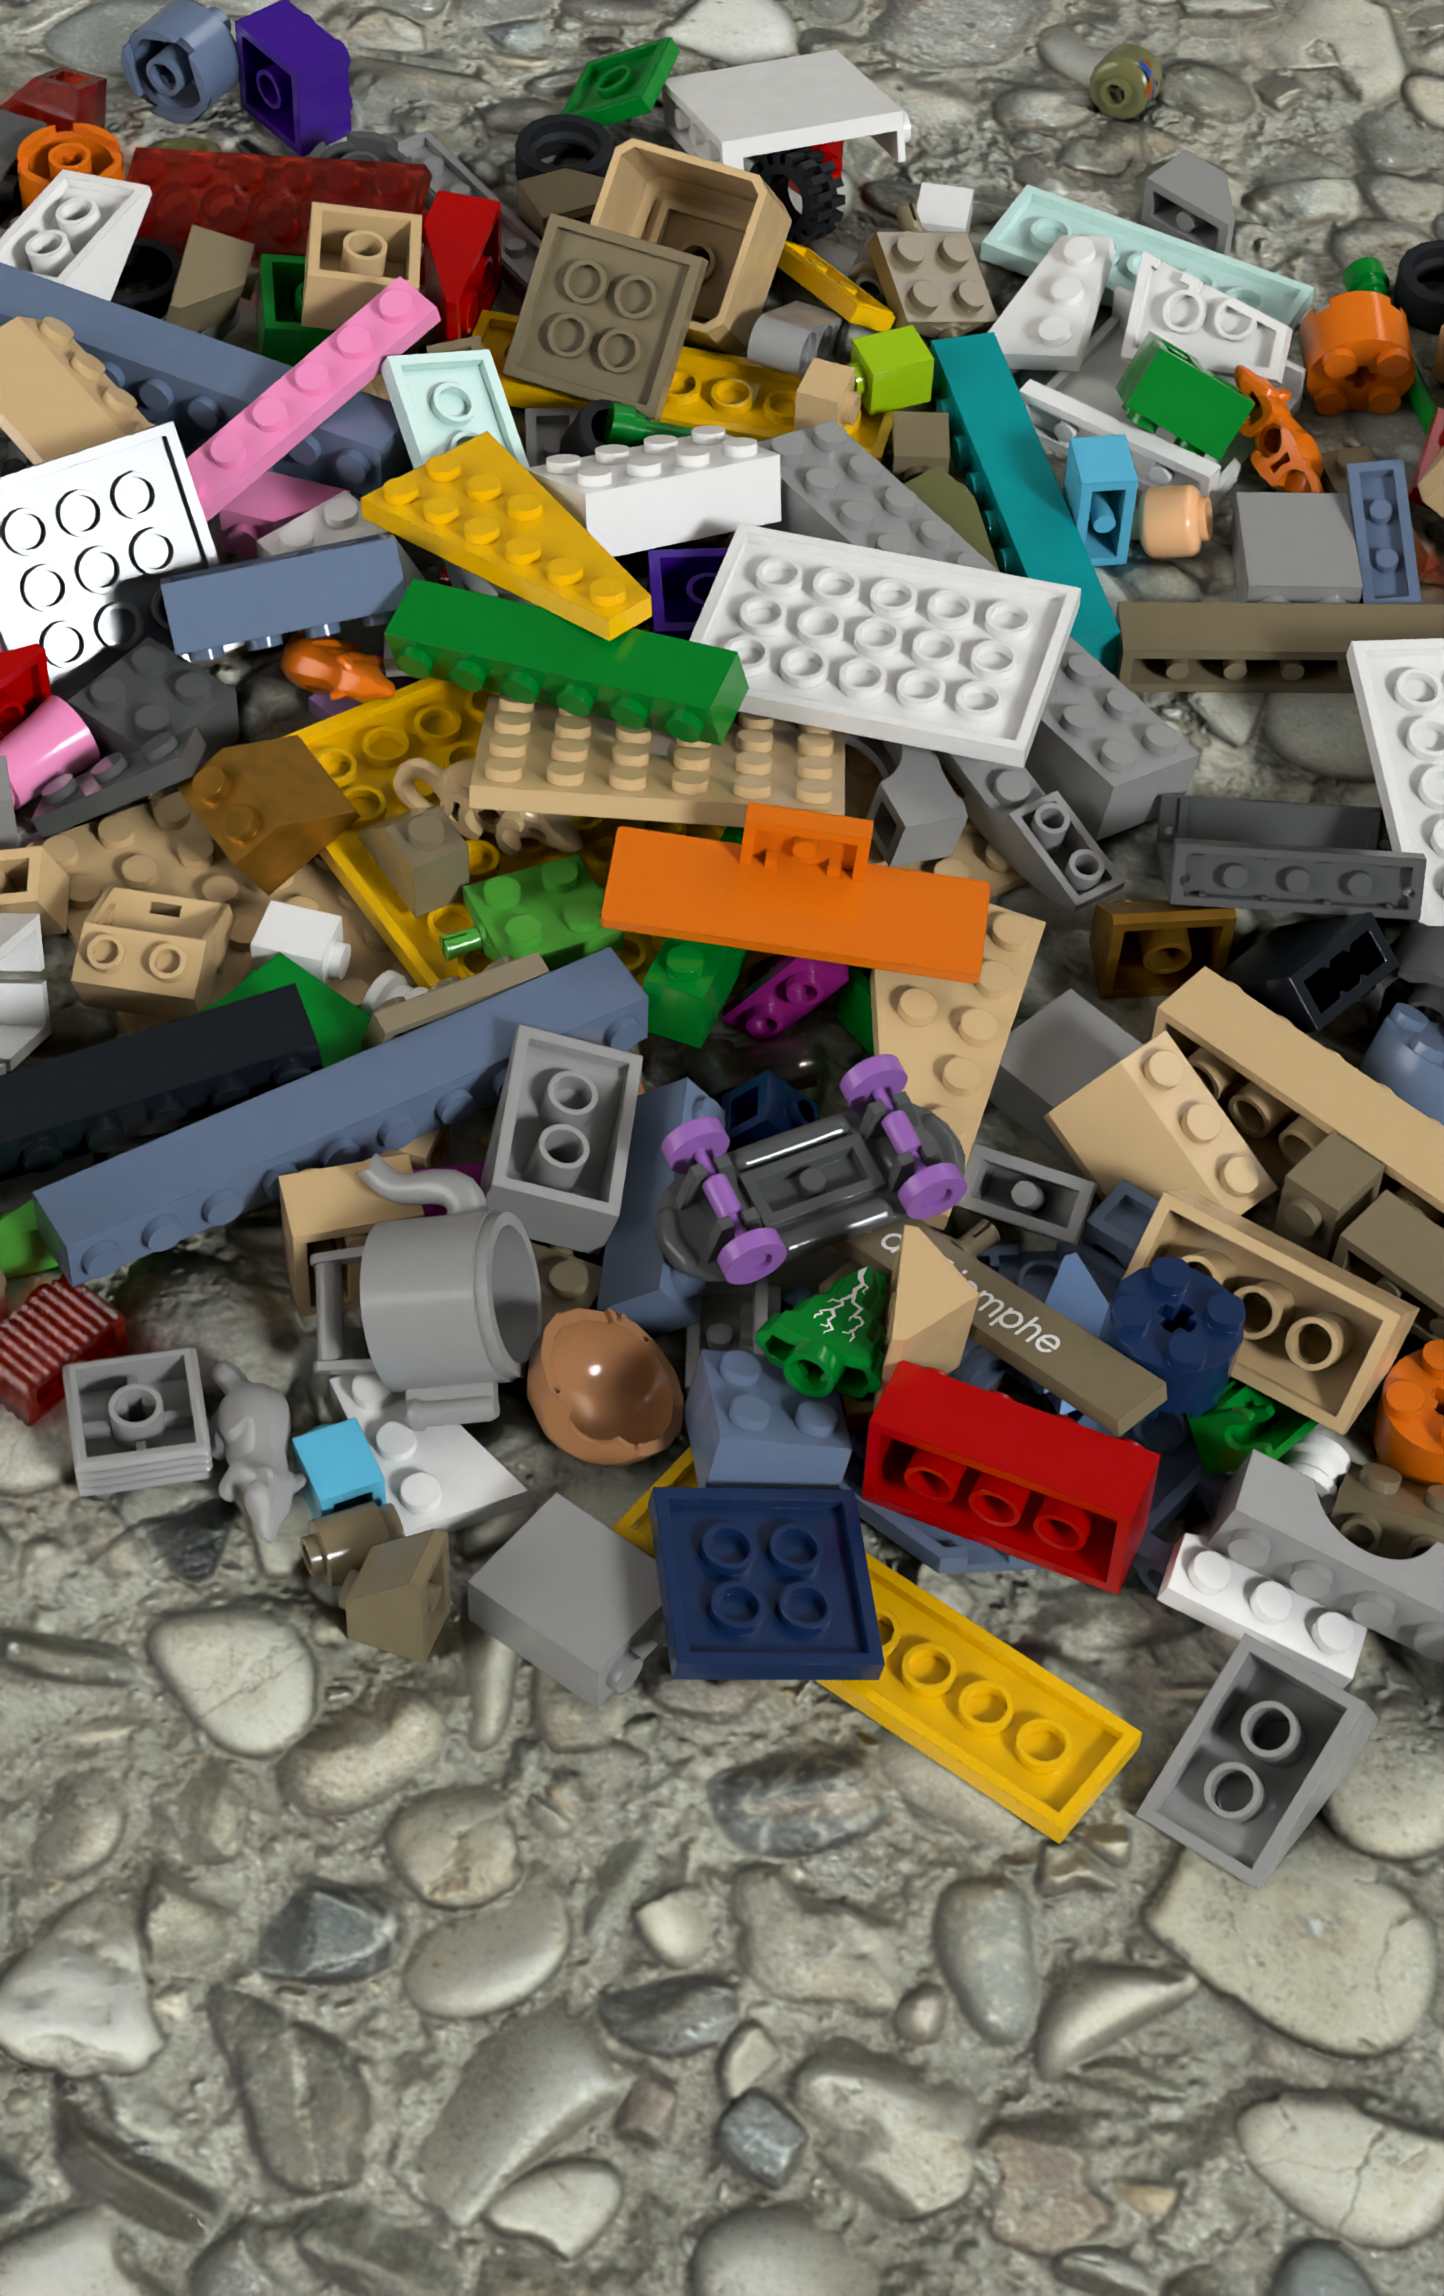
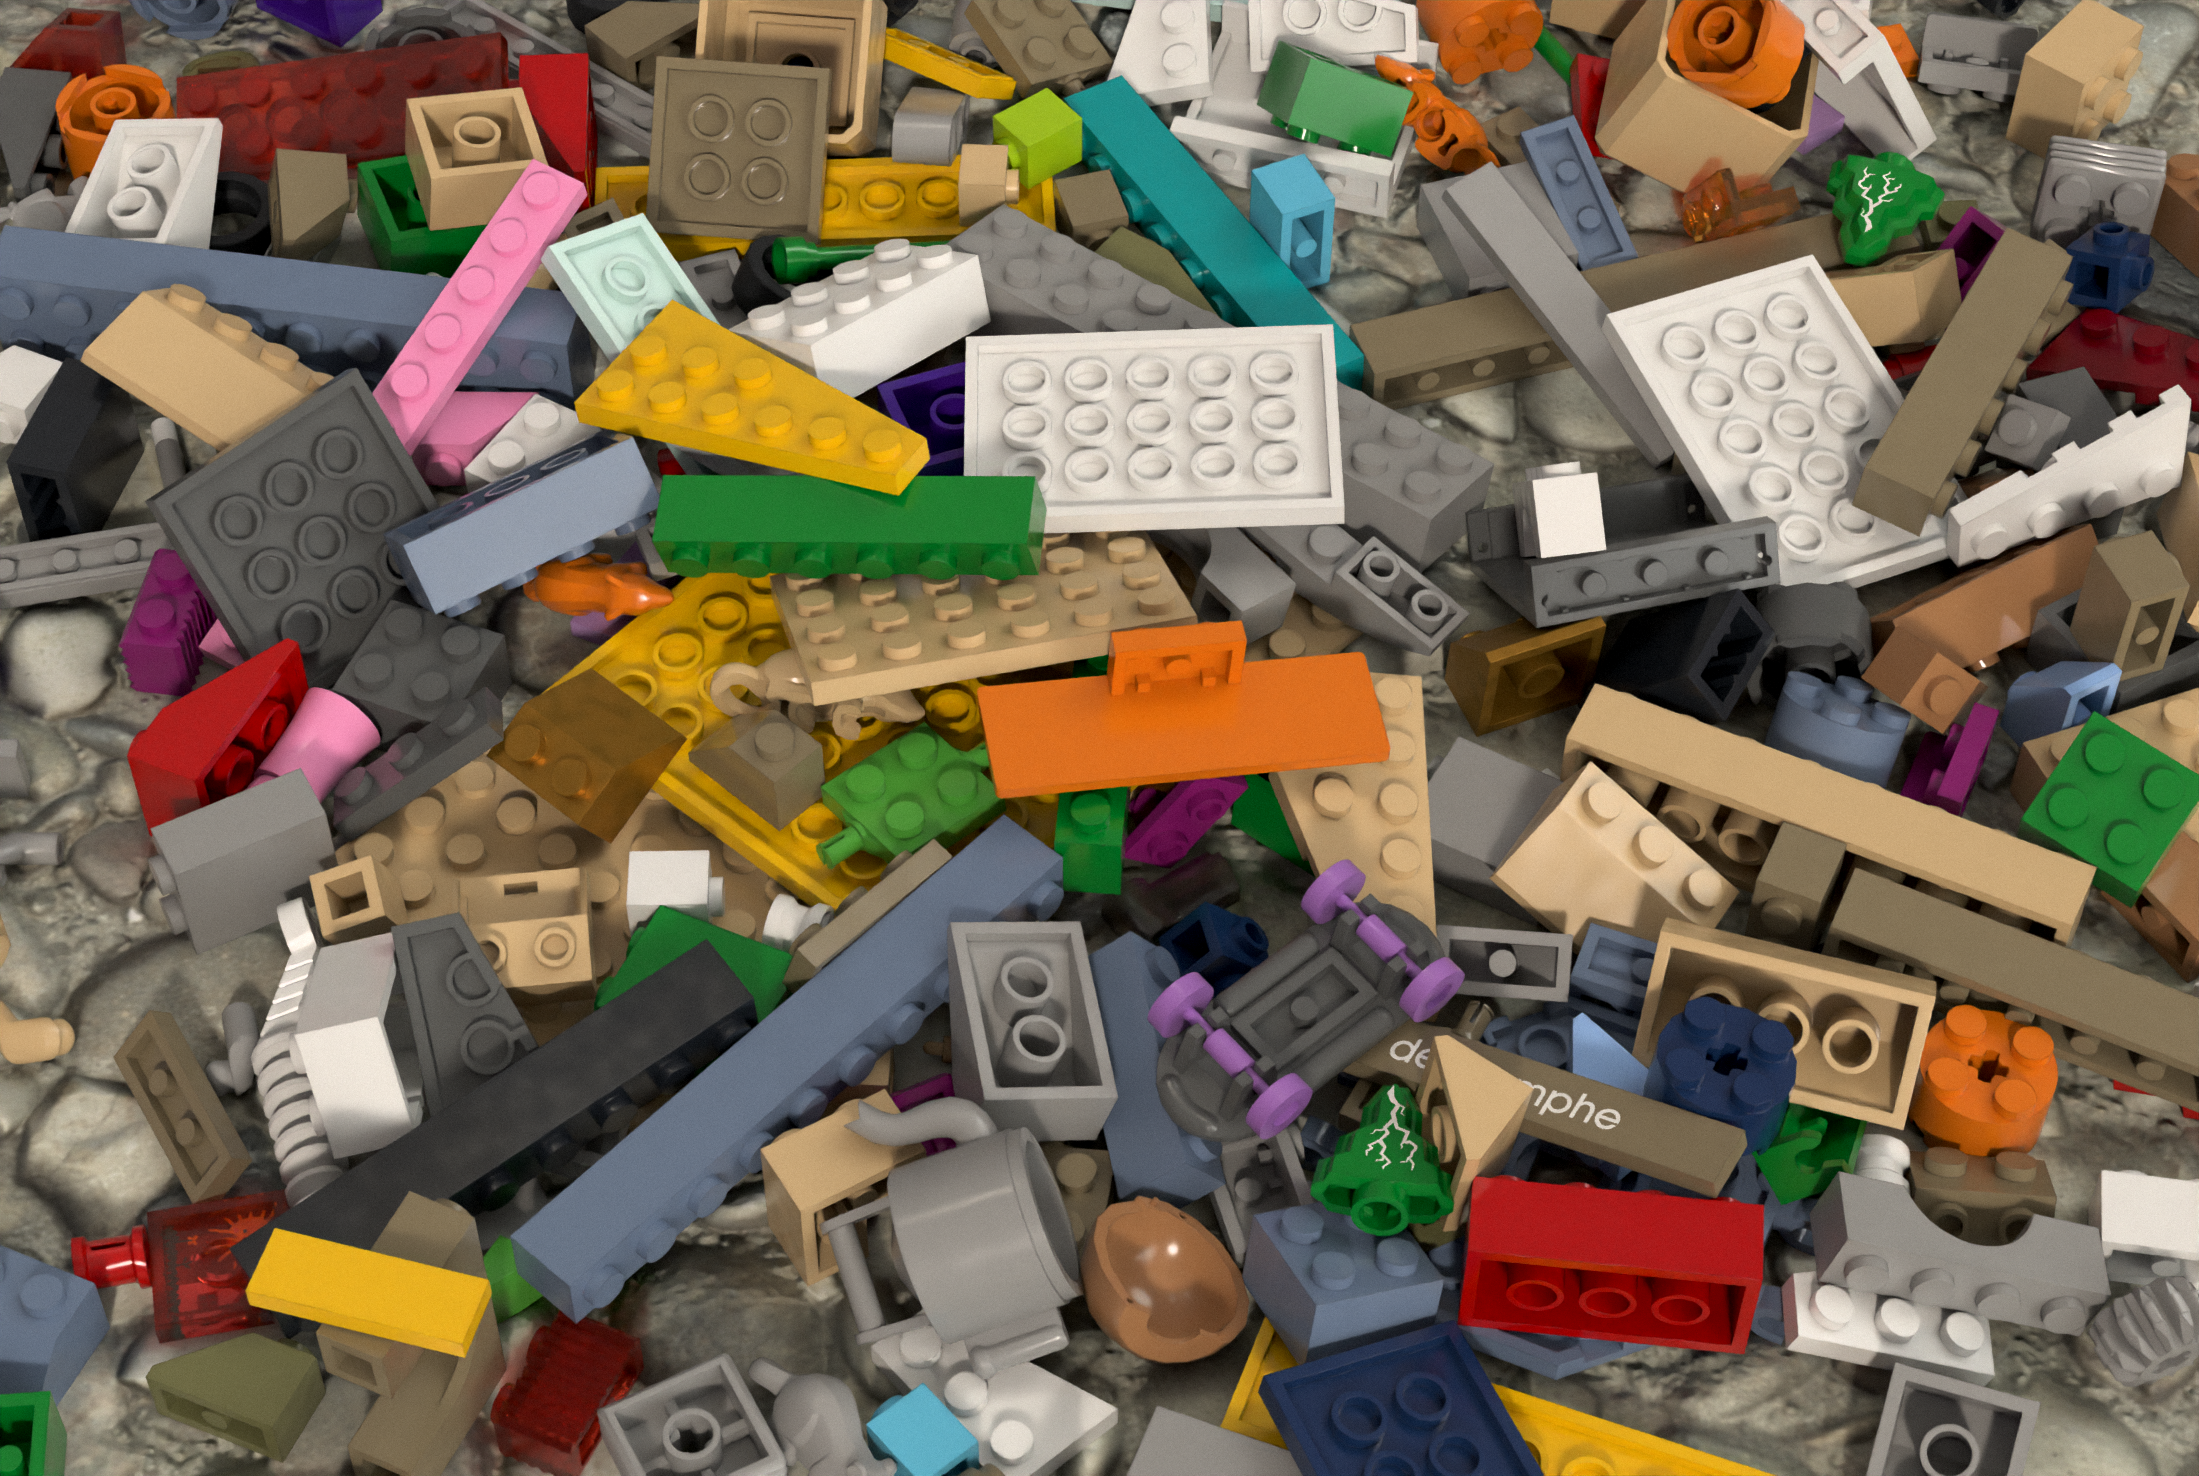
camera: 15 degrees left, 0 degrees up
(63, 985) = (456, 1009): none -> dark grey wing
(1172, 521) = (1366, 228): light nougat head -> none
(1226, 799) = (1558, 511): none -> white arch
(1314, 607) = (1555, 297): none -> light grey tile

